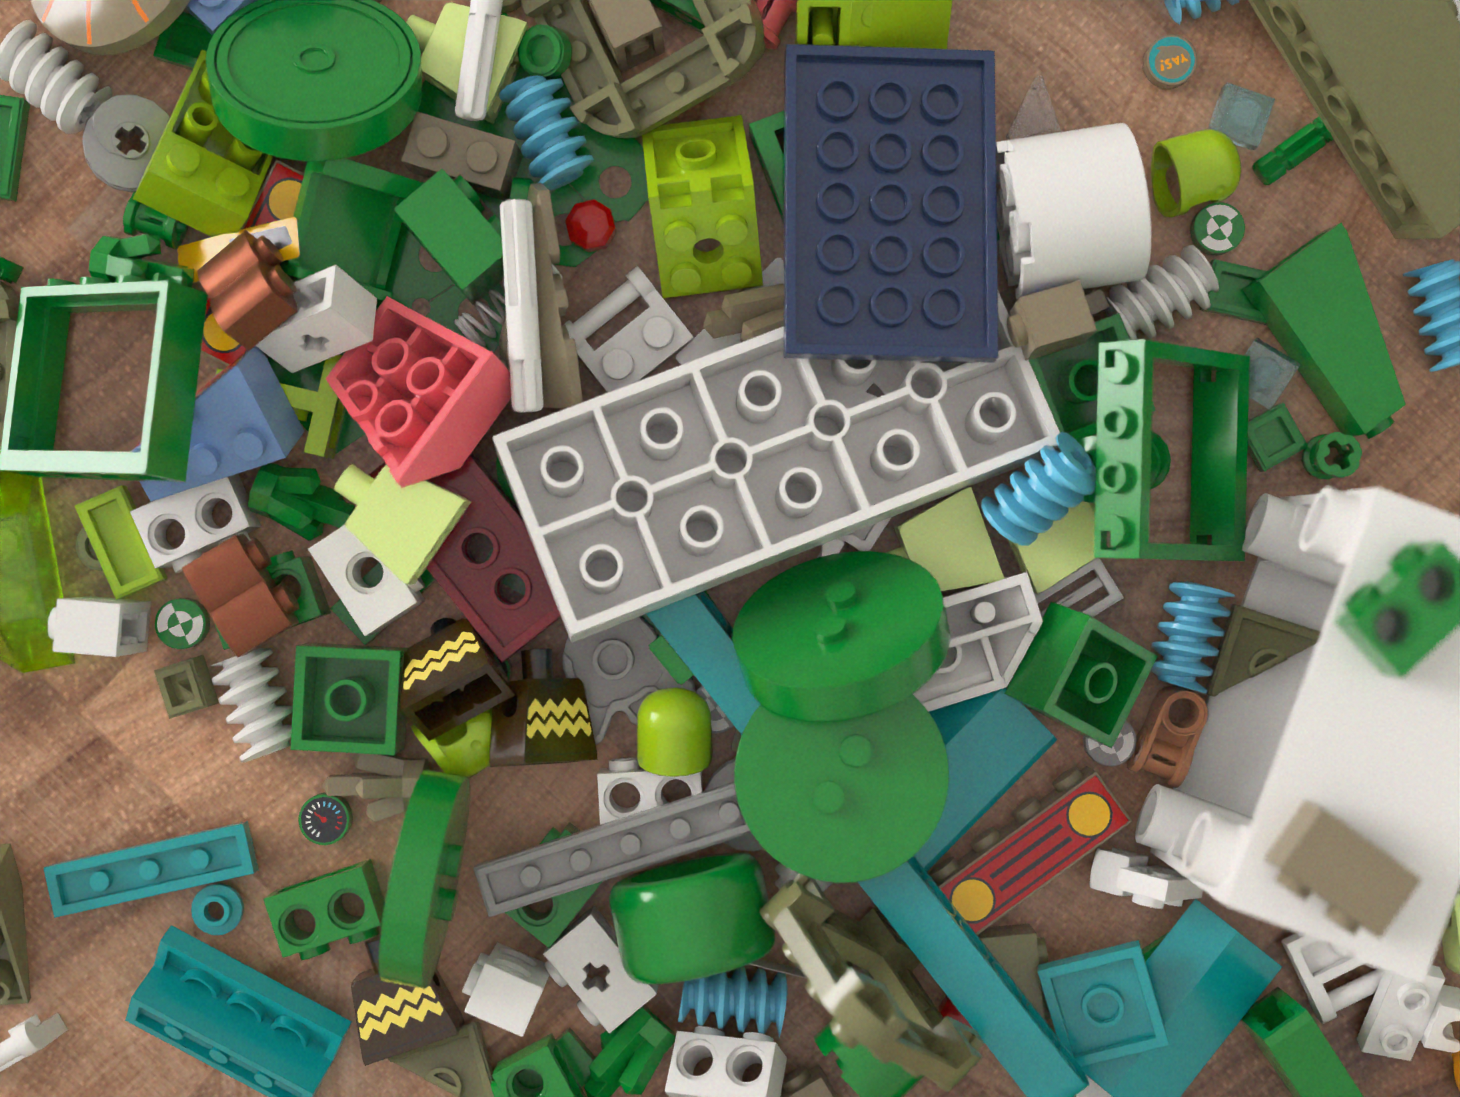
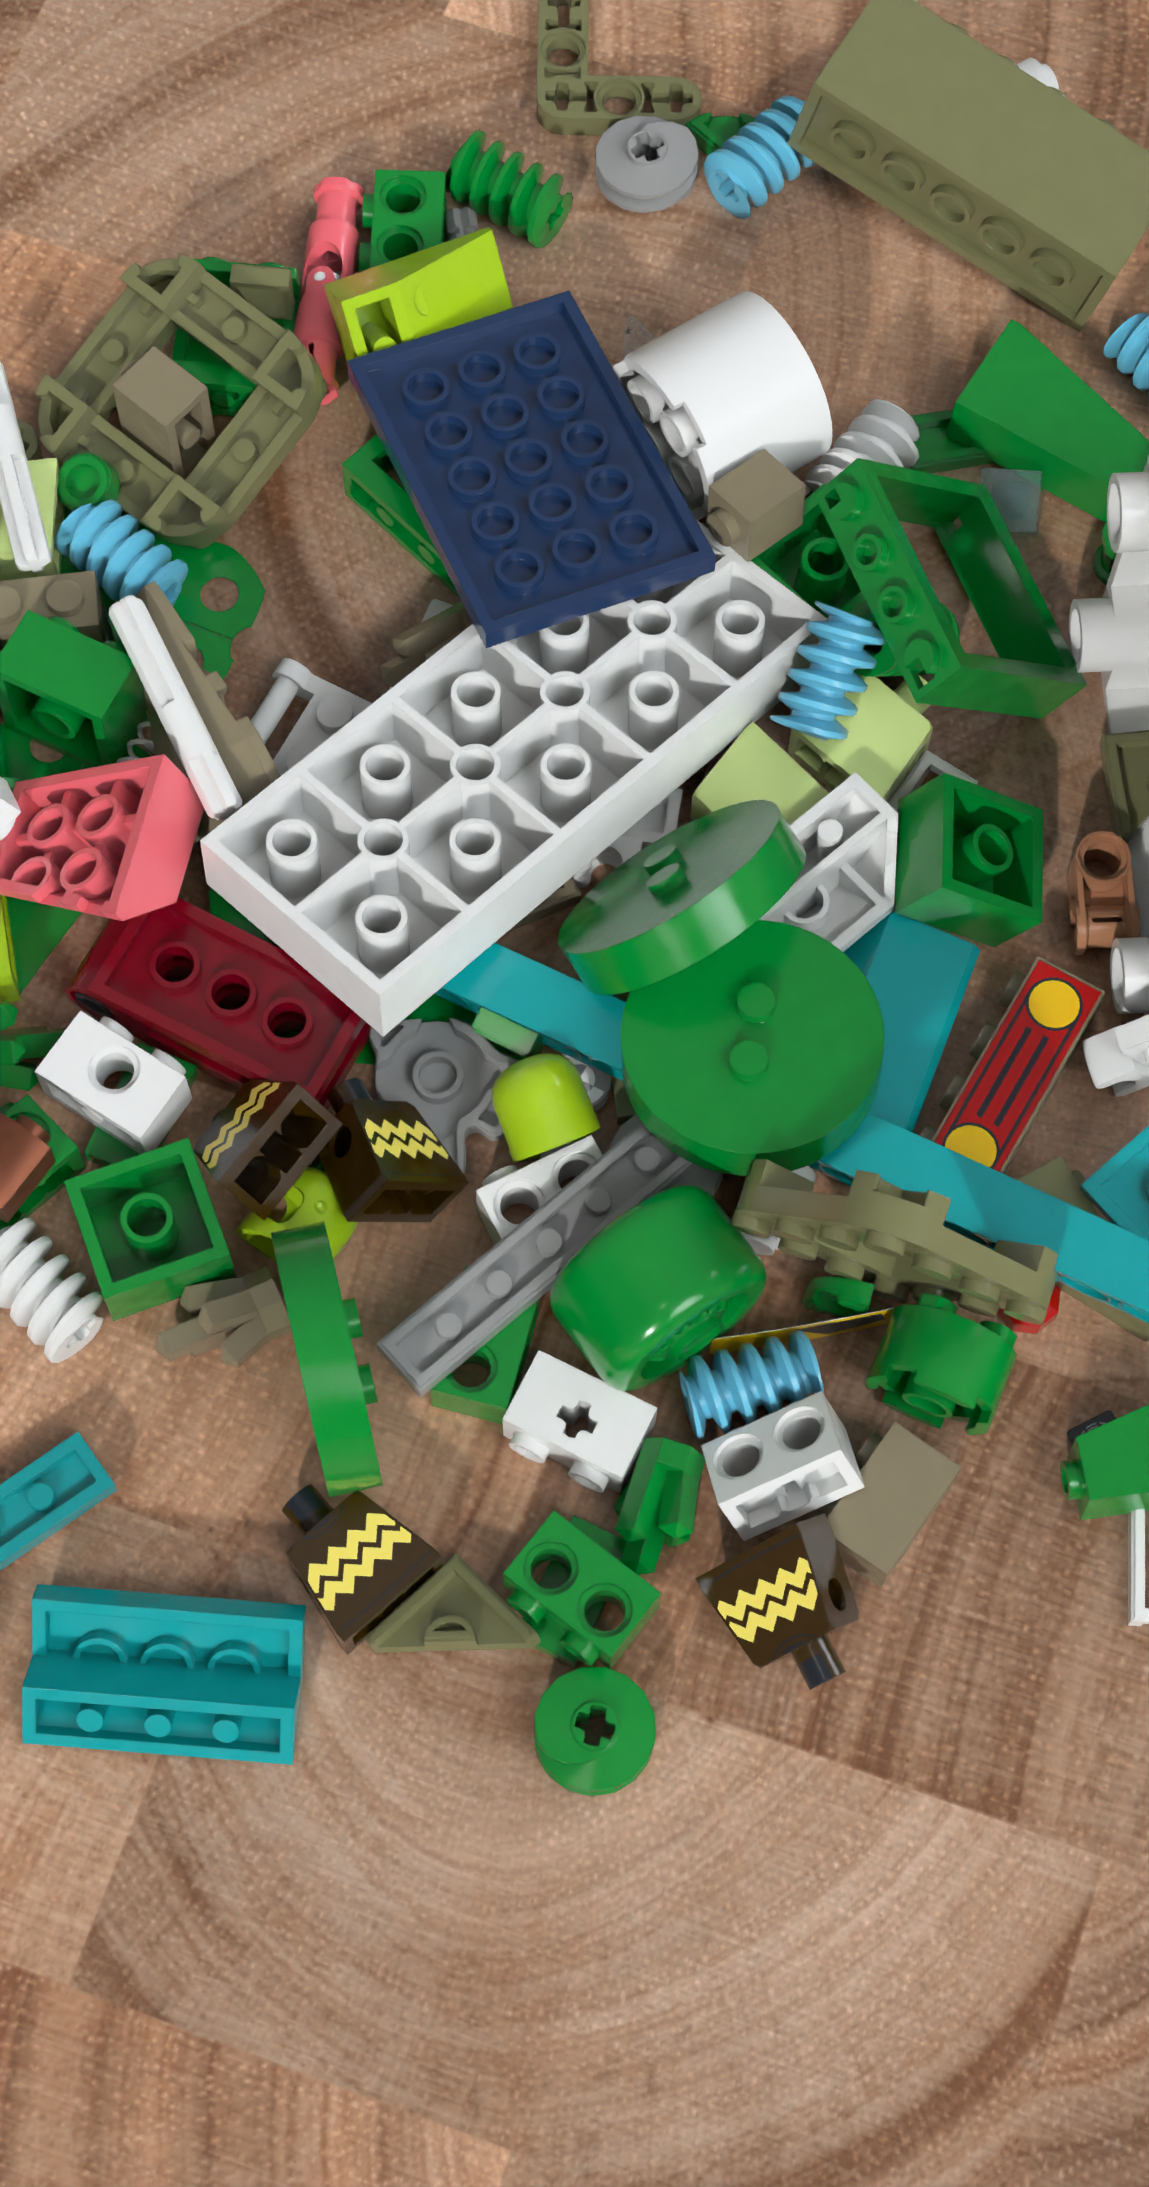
camera: 25 degrees left, 20 degrees down
(228, 898) = (97, 1569): teal plate -> none
(324, 901) = (207, 1478): green brick -> none
(325, 819) = (174, 1395): black tile -> none
(400, 523) = (131, 979): yellowish green torso -> none
(505, 988) = (475, 1474): white brick -> none
(590, 225) = (216, 639): red tile -> none
(700, 191) = (316, 547): lime bracket -> none
(1118, 754) = (1047, 940): light grey tile -> none
(1170, 61) = (758, 255): dark tan tile -> none
(1189, 634) = (1065, 779): medium azure piece -> none
(1205, 168) = (848, 325): lime helmet -> none
(1217, 229) = (890, 381): green tile -> none
(1241, 115) = (857, 278): clear light blue plate -> none
(1273, 437) = (1056, 563): green tile -> none
(1292, 152) = (929, 288): green axle -> none

